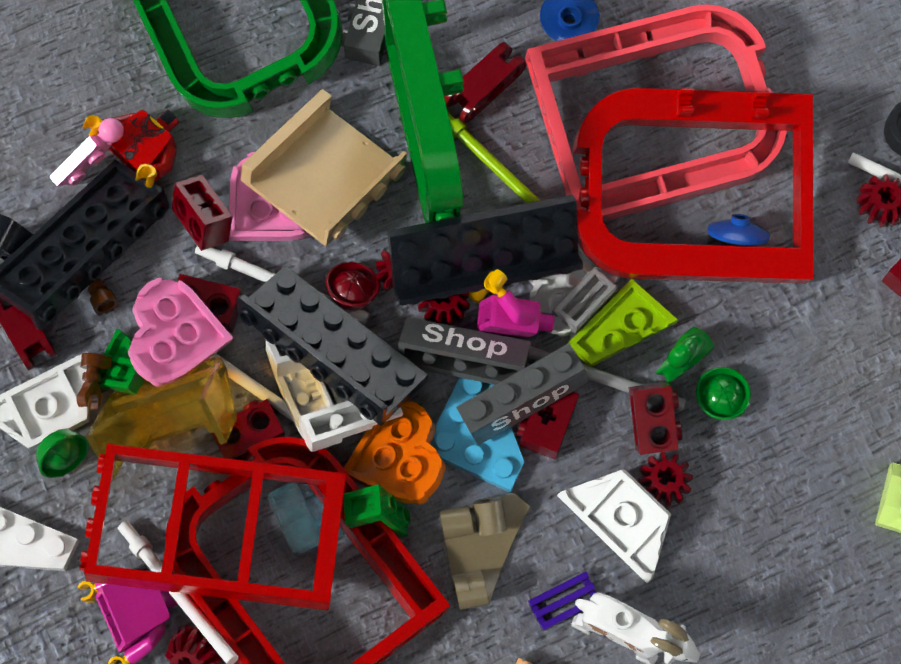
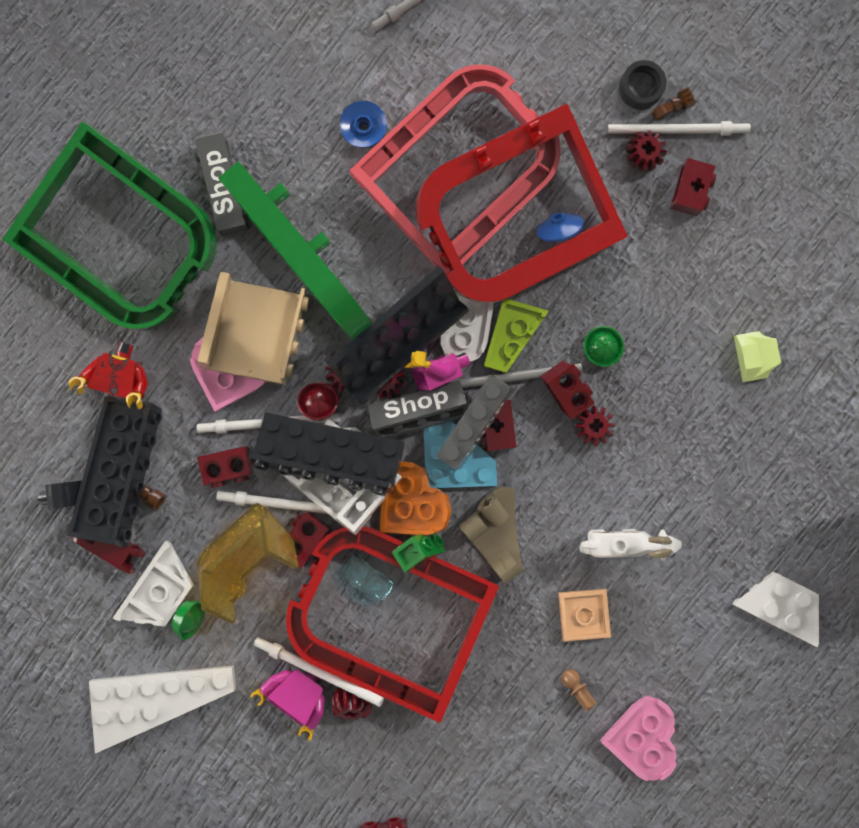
camera: 25 degrees left, 15 degrees up
(88, 153) = (86, 404): bright pink plate -> none
(92, 363) = (179, 559): reddish brown piece -> none
(121, 375) = (194, 539): green wing -> none
(173, 333) = (219, 503): bright pink plate -> none
(201, 212) = (187, 405): dark red brick -> none
(239, 589) = (400, 593): red window -> none
(459, 132) = (370, 263): lime bar -> none
(487, 81) = (329, 204): dark red piece -> none
(567, 318) = (486, 310): light grey tile -> none
(589, 588) = (575, 546): dark purple tile -> none
(623, 518) = (579, 466): white wing -> none
(686, 353) = (567, 331): green animal -> none

